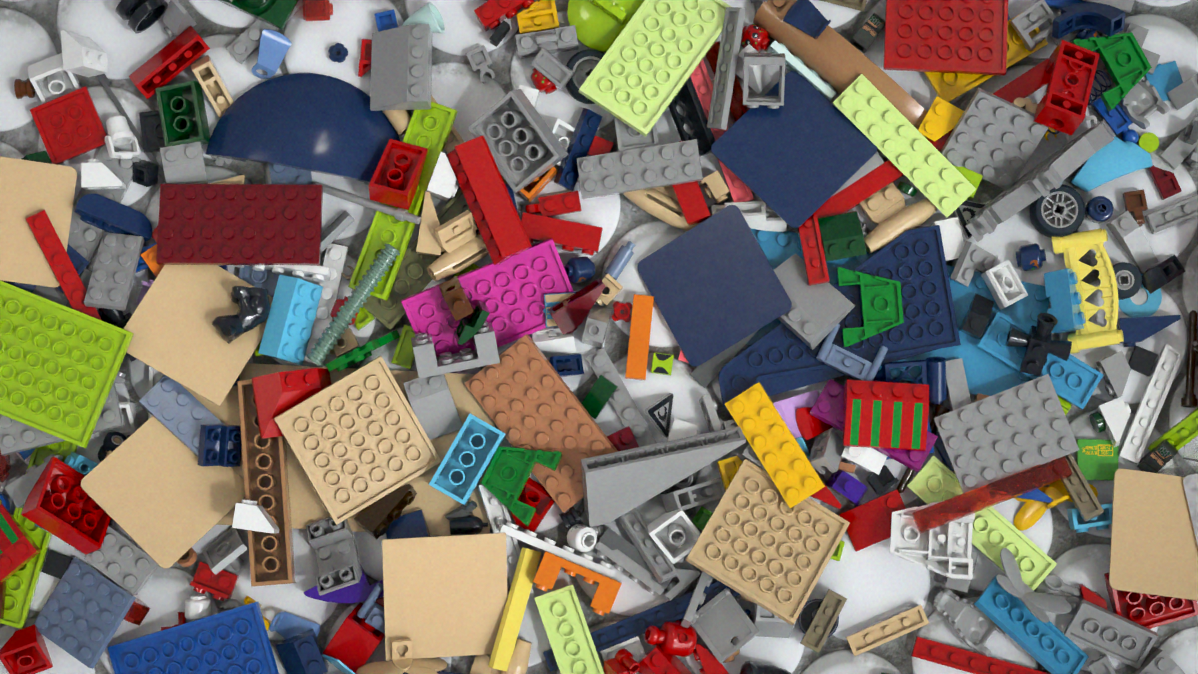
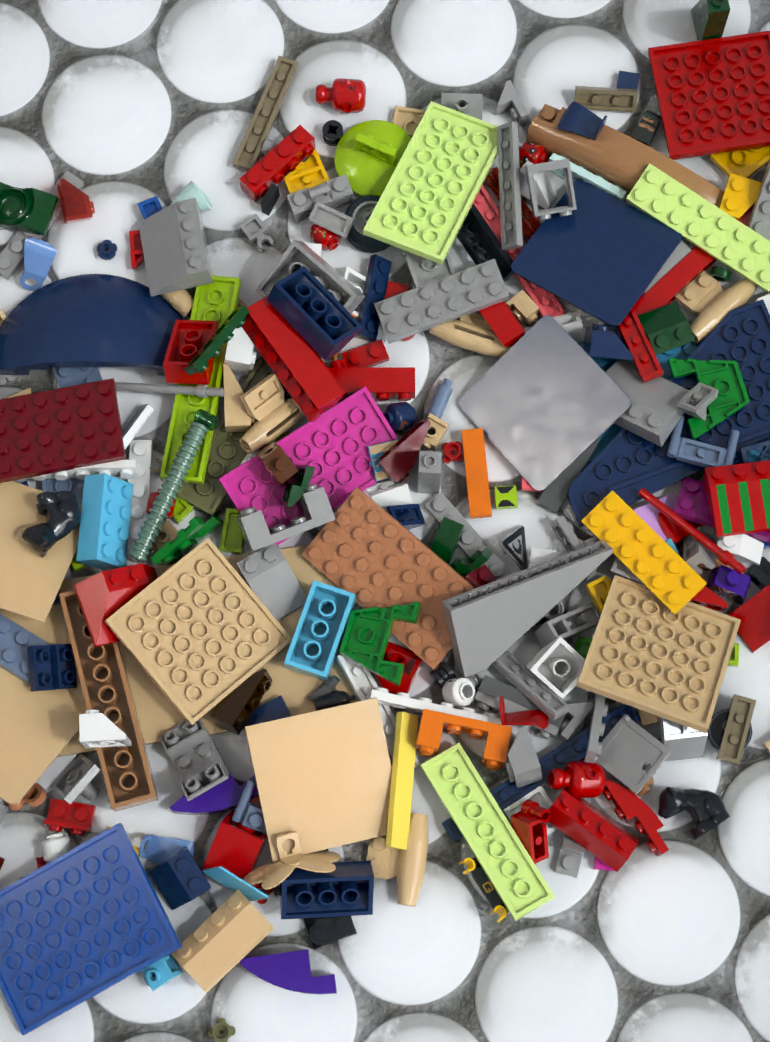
camera: 10 degrees left, 10 degrees down
(399, 242) = (206, 419): none -> clear green hinge
(422, 173) = (212, 346): none -> dark green plate
(516, 164) = (314, 312): none -> dark blue slope
(614, 423) = (469, 564): none -> dark green slope
(625, 613) = (523, 761): none -> light grey slope
(636, 576) = (528, 717): none -> red piece
(781, 242) = (604, 343): none -> dark blue slope
(846, 465) = (724, 556): none -> red bar
(855, 314) = (697, 400): none -> light grey slope

